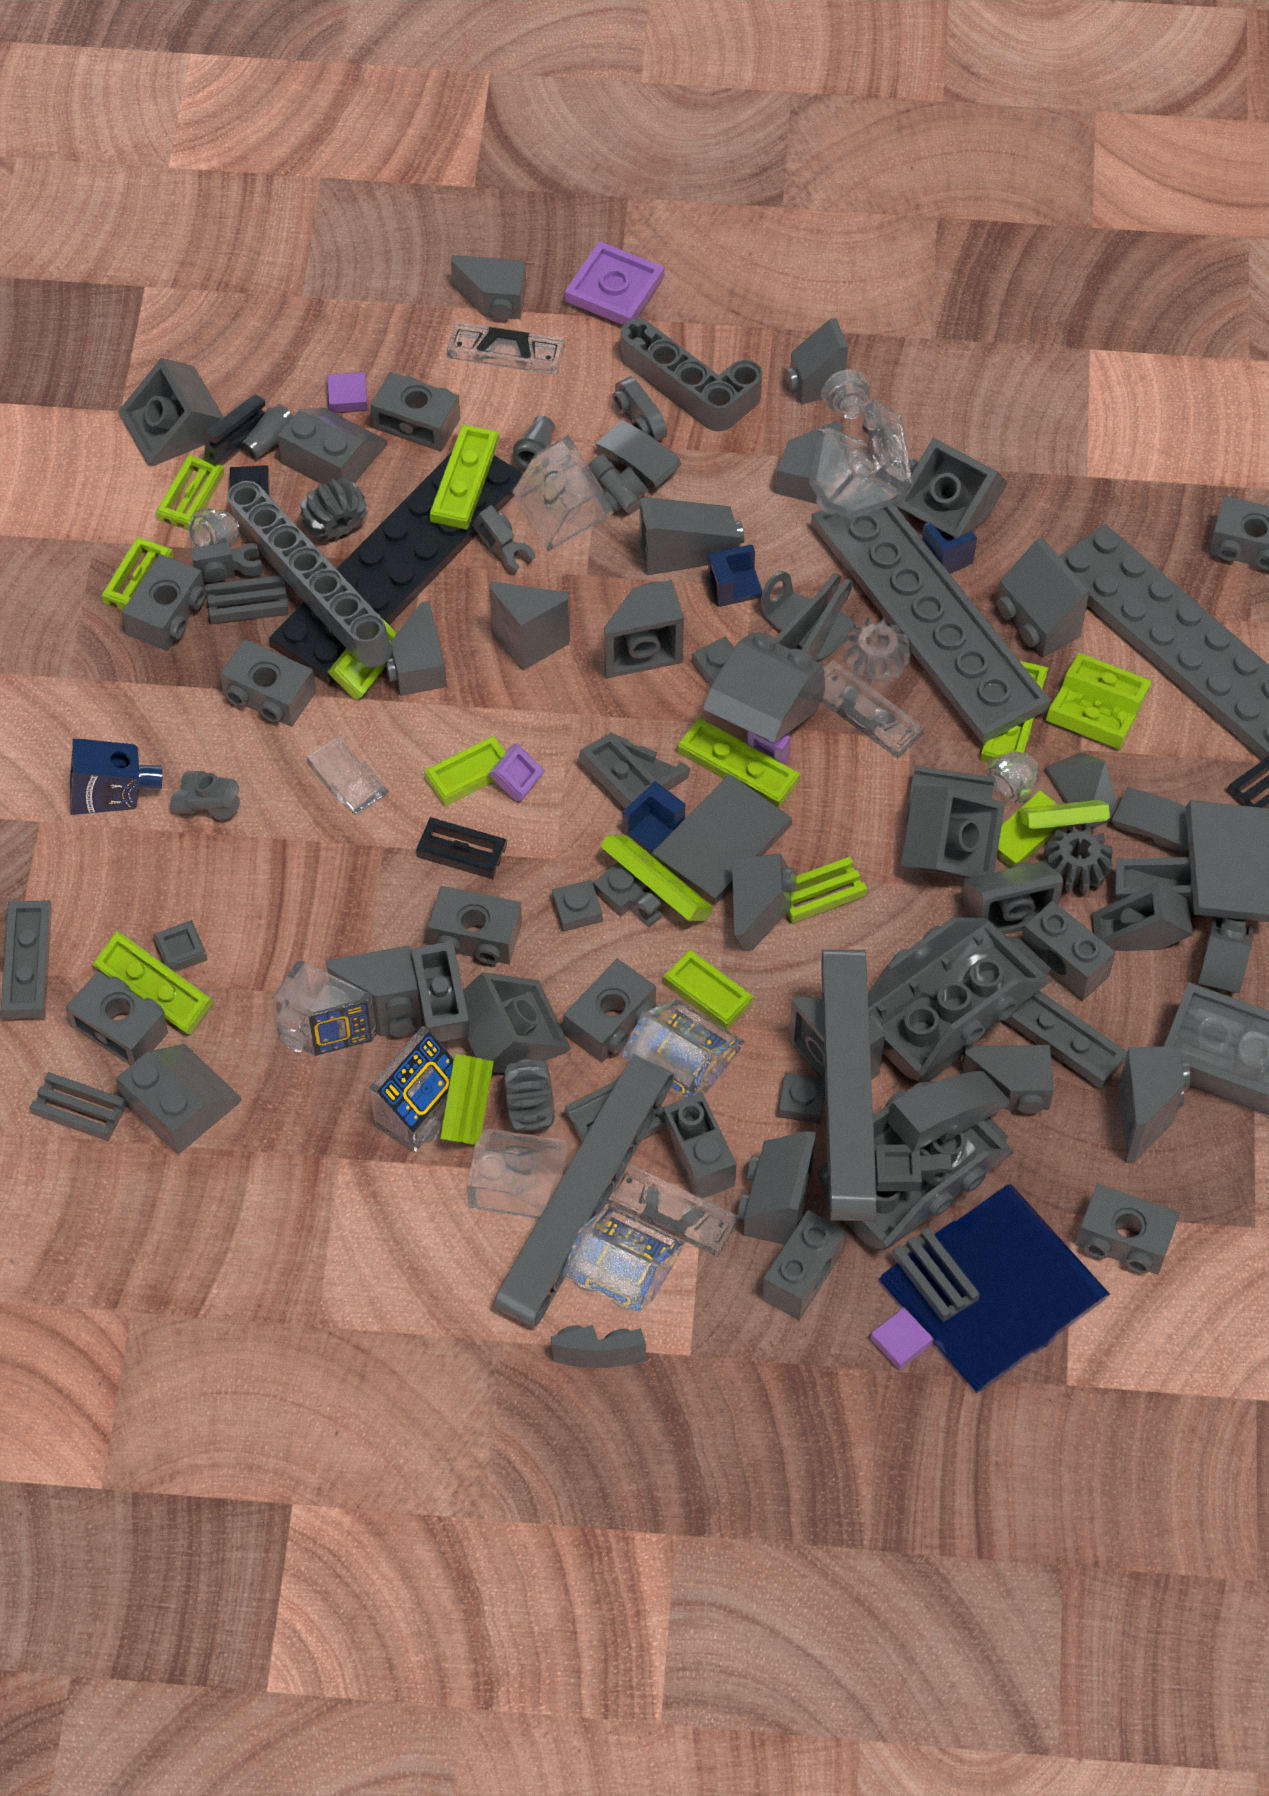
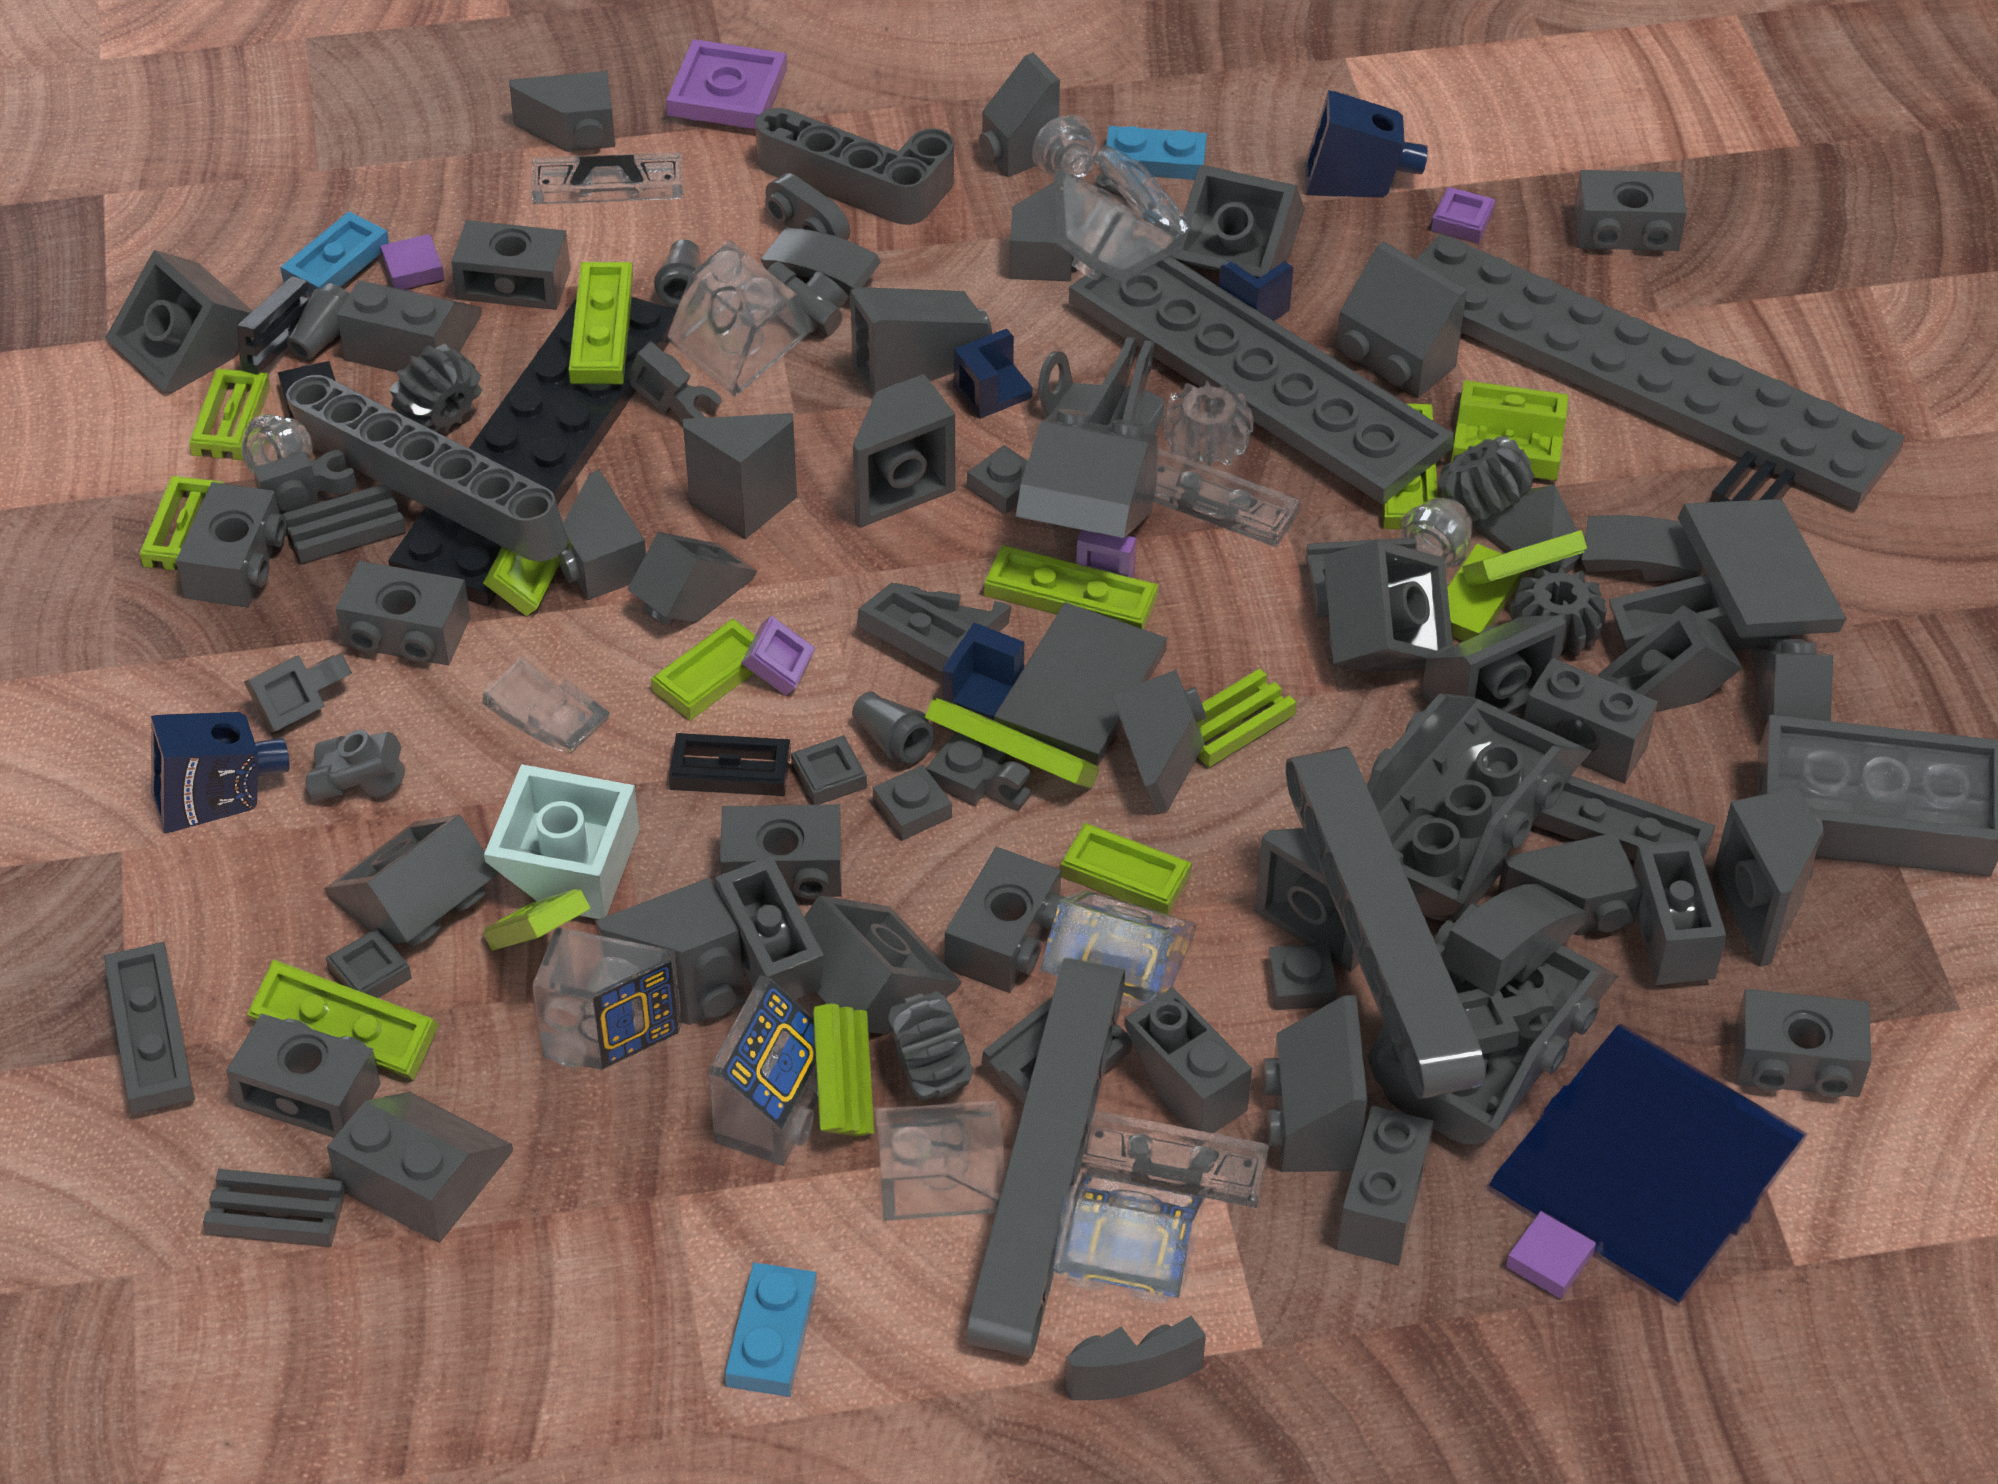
camera: 15 degrees left, 10 degrees down
(176, 727) = (291, 690): none -> dark grey plate
(224, 891) = (415, 880): none -> dark grey slope
(291, 945) = (535, 919): none -> lime tile
(293, 376) = (337, 253): none -> dark azure plate
(329, 885) = (565, 835): none -> light aqua slope
(373, 1267) = (771, 1329): none -> dark azure plate
(471, 697) = (687, 578): none -> dark grey slope
(527, 867) = (829, 770): none -> dark grey tile
(579, 846) = (895, 728): none -> dark grey cone
(915, 1246) = (1575, 1151): dark grey tile -> none
(919, 406) = (1161, 151): none -> dark azure plate
(1061, 742) = (1487, 477): none -> dark grey gear
(1065, 441) = (1359, 149): none -> dark blue torso
(1073, 1113) = (1678, 913): none -> dark grey brick
(1129, 509) = (1463, 215): none -> medium lavender tile

